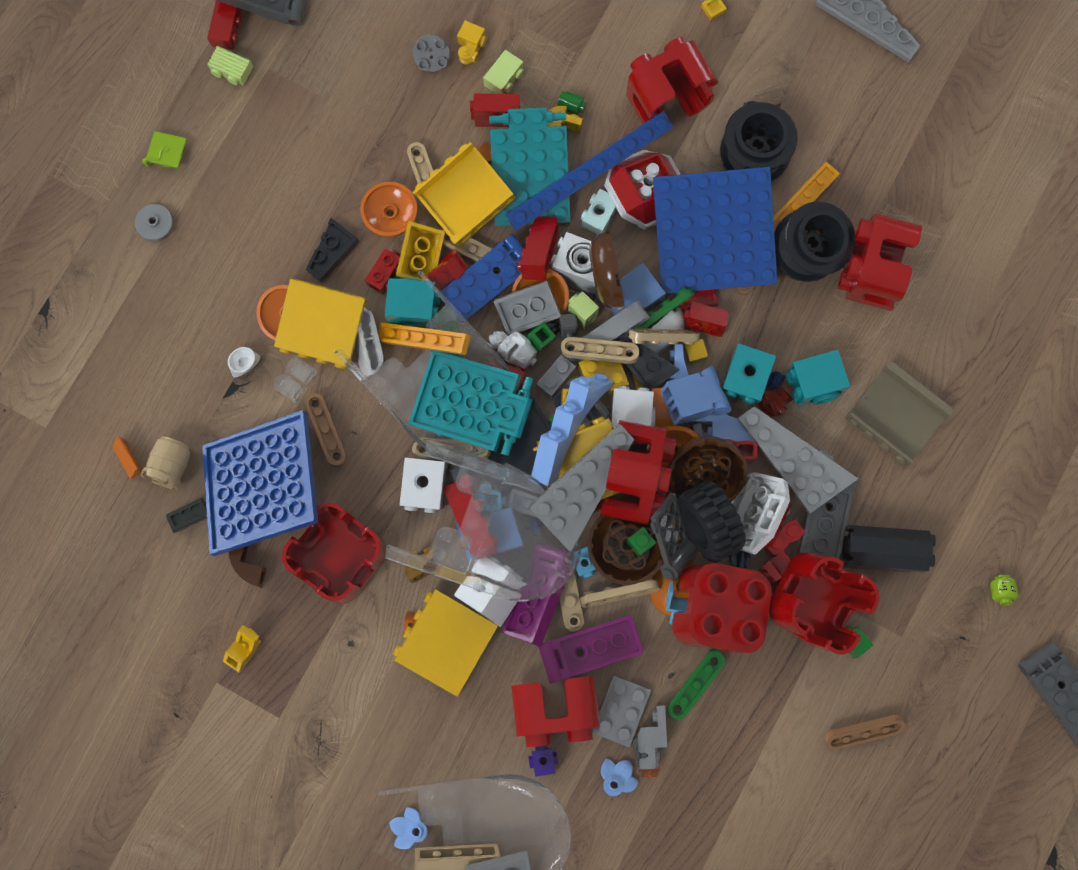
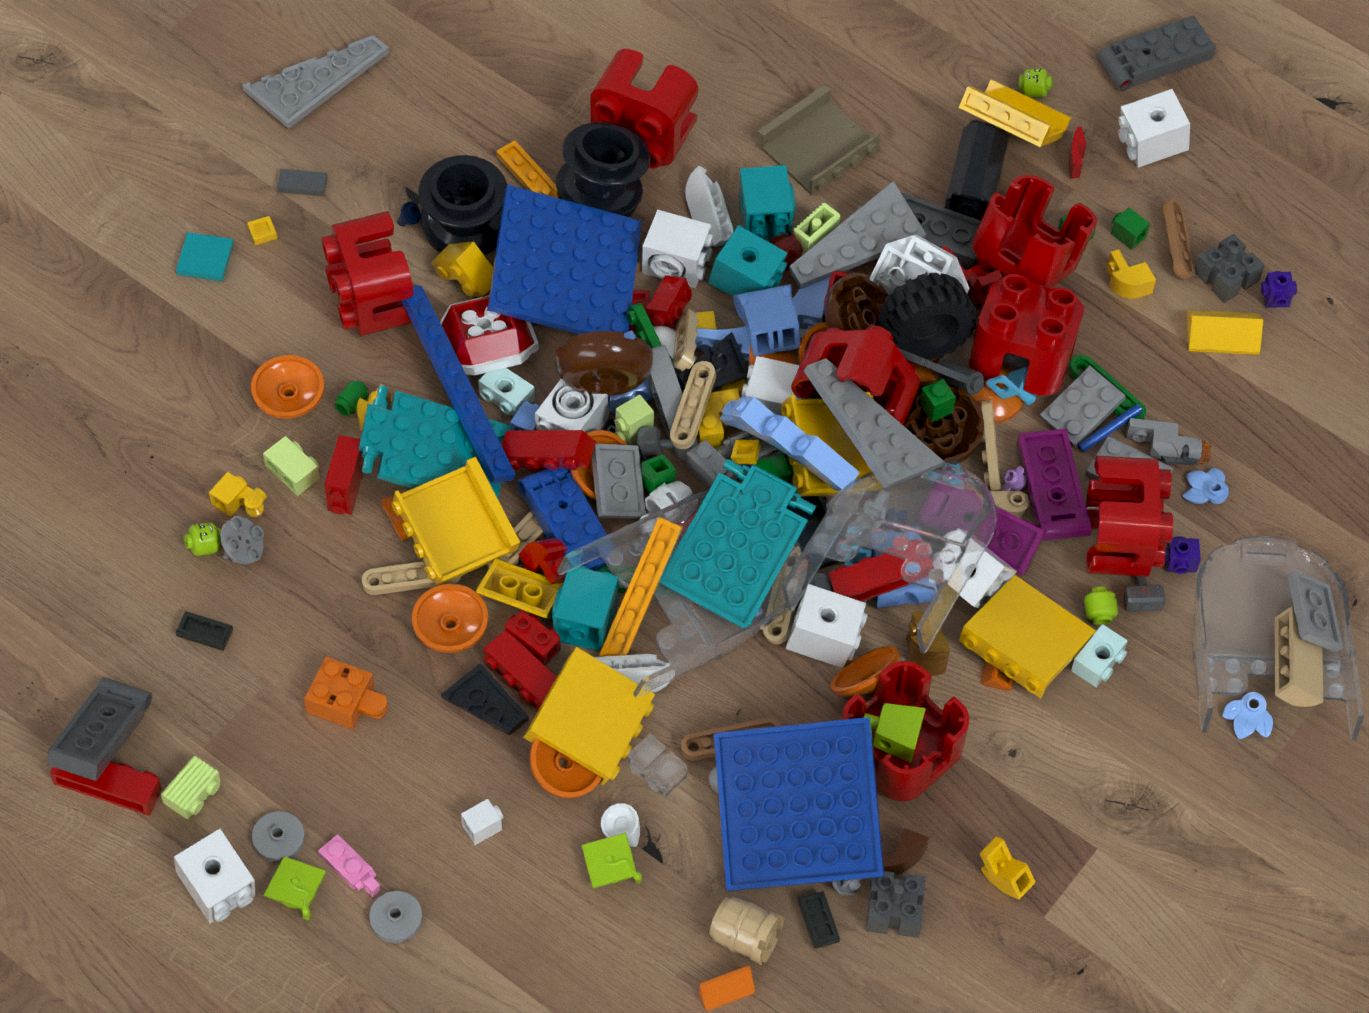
camera: 85 degrees left, 20 degrees down
(155, 94) = (220, 892): none -> white brick
(188, 184) = (349, 865): none -> bright pink hinge
(204, 570) = (896, 904): none -> dark grey brick
(206, 140) = (275, 848): none -> light grey plate
(210, 359) = (610, 861): none -> lime hat
(231, 265) = (482, 821): none -> white brick
(317, 150) = (343, 694): none -> orange brick
(335, 548) = (897, 729): none -> lime torso
(356, 46) = (204, 631): none -> pearl dark grey plate
(356, 268) = (519, 668): none -> red brick
(389, 519) = (863, 672): none -> orange dish
(429, 25) = (203, 539): none -> lime head
(431, 694) = (1103, 643): none -> light aqua brick
(486, 699) = (1101, 606): none -> lime head
(501, 734) = (1144, 597): none -> dark grey piece
(571, 44) = (283, 377): none -> orange dish
(576, 229) = (524, 418): none -> medium blue brick
(592, 617) = (1014, 479): none -> lavender plate
(656, 690) = (1110, 428): none -> blue bar
(673, 665) = (1083, 406): none -> light grey plate
(704, 155) = (467, 265): none -> yellow brick
(755, 315) = (677, 248): none -> white brick
(765, 26) = (302, 182): none -> dark grey tile
(779, 780) = (1224, 332): none -> yellow slope
(801, 424) = (816, 226): none -> yellowish green brick
(806, 336) = (708, 205): none -> white brick
(809, 693) = (1129, 281): none -> yellow brick
(821, 822) = (1278, 289): none -> dark purple brick
(841, 779) = (1229, 268): none -> dark grey brick
(866, 688) = (1130, 228): none -> green brick
(940, 633) = (1077, 153): none -> red slope
(956, 574) = (1016, 113): none -> yellow panel
(977, 685) = (1154, 128): none -> white brick

